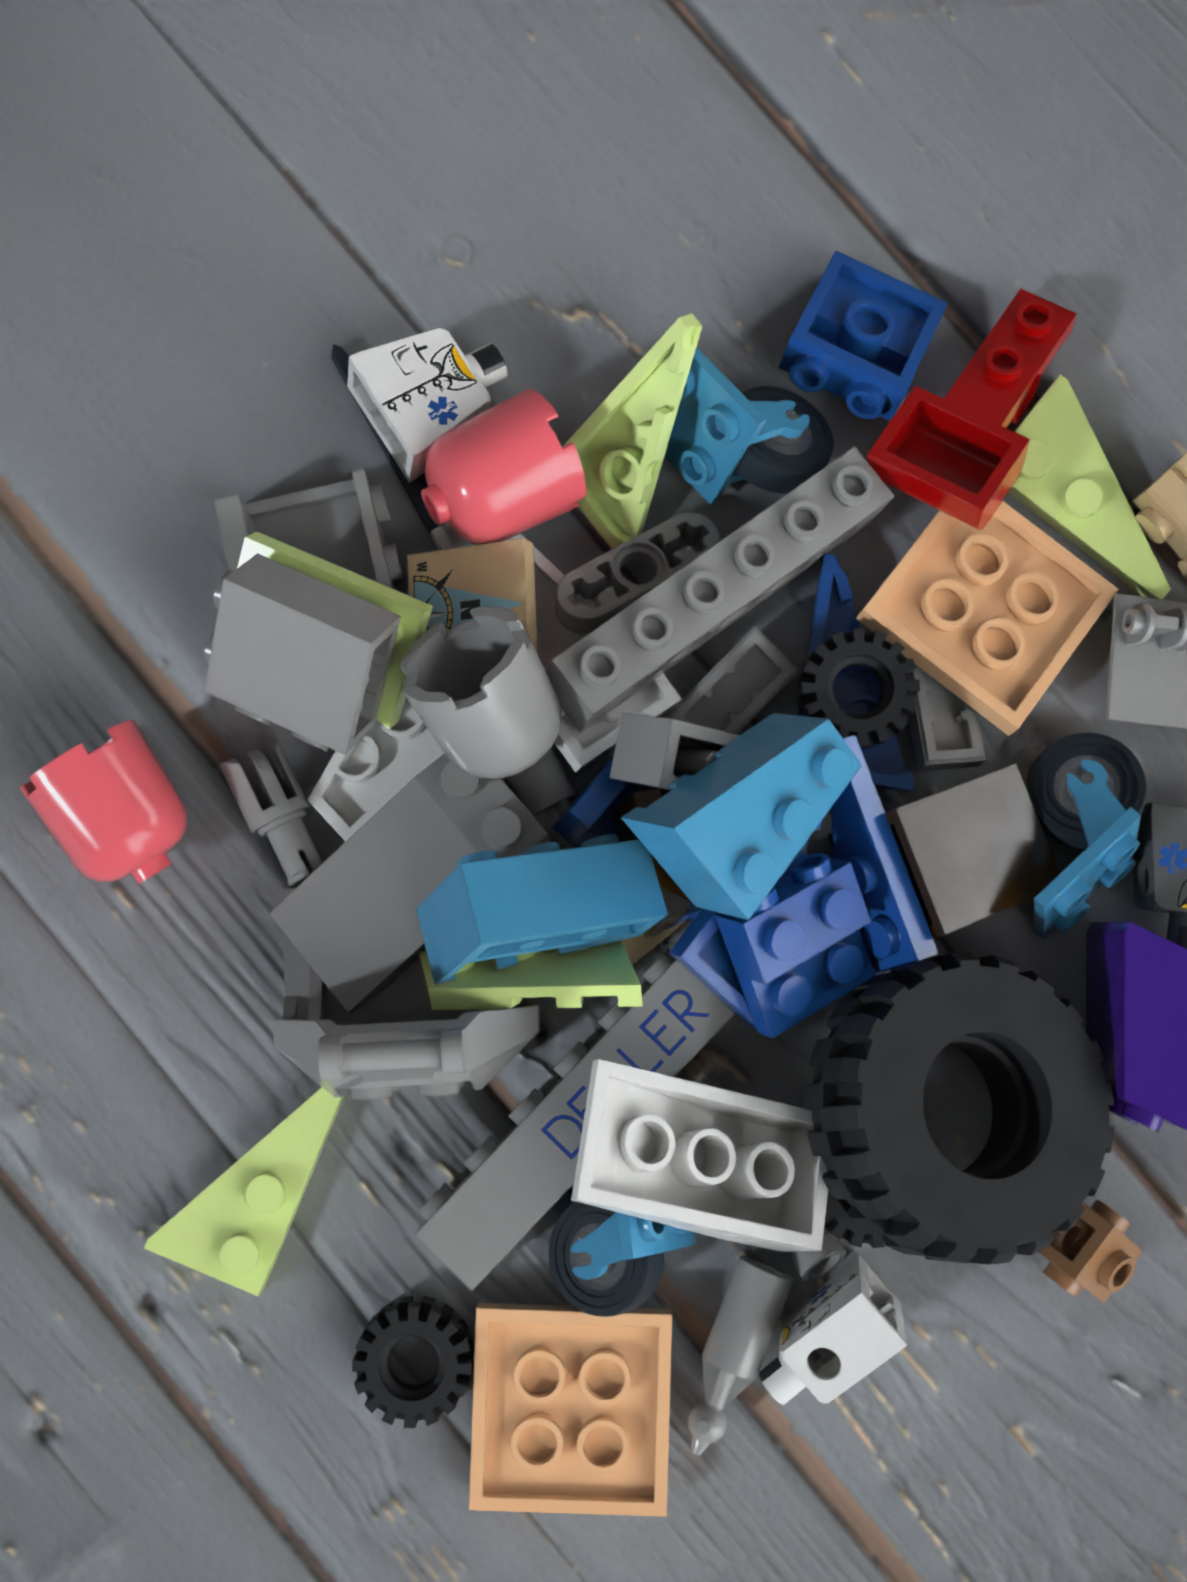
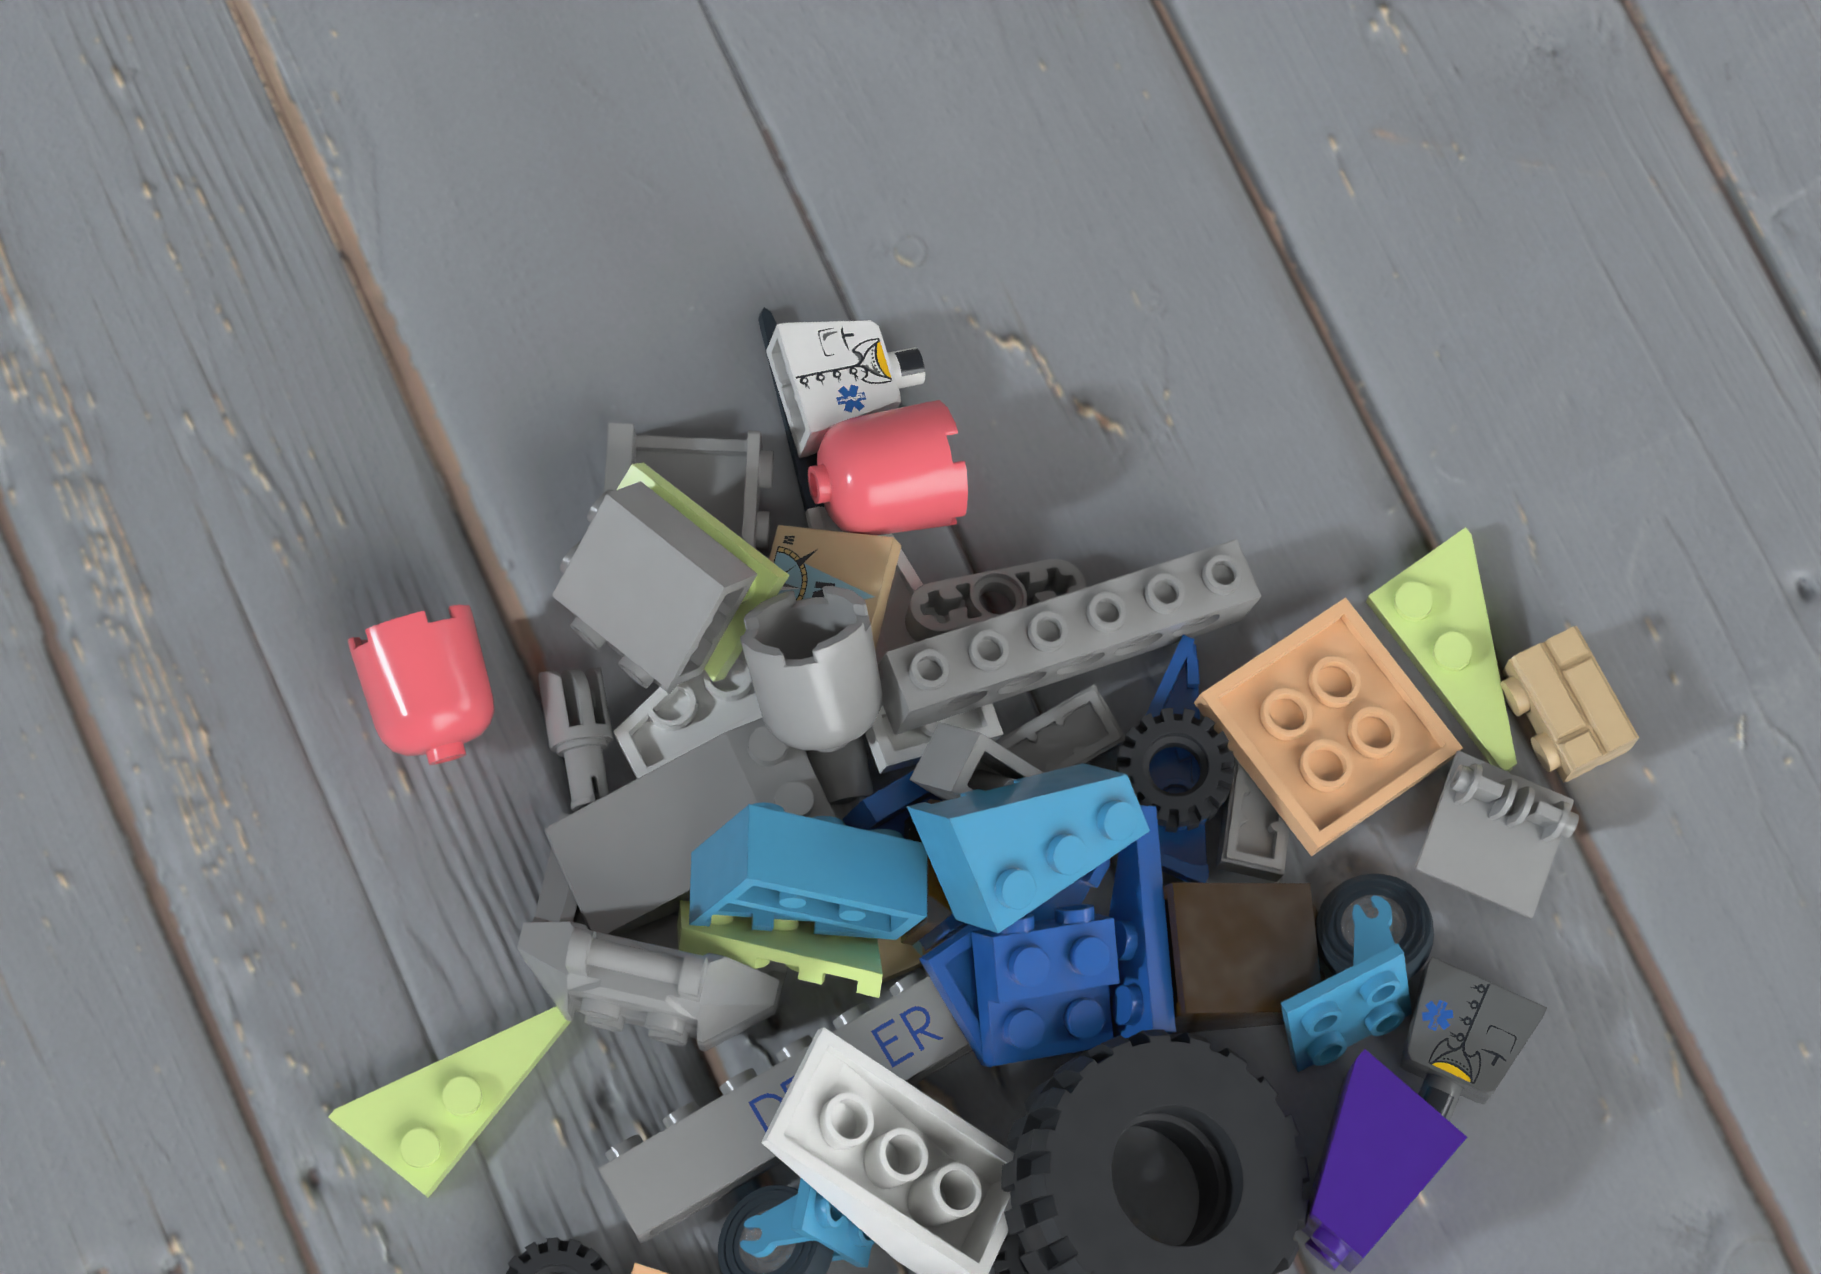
camera: 15 degrees right, 10 degrees down
(629, 435) = (1021, 470): yellowish green wing -> none
(751, 435) = (1112, 498): dark azure plate -> none
(861, 337) = (1278, 439): blue plate -> none
(959, 446) = (1339, 568): red plate -> none

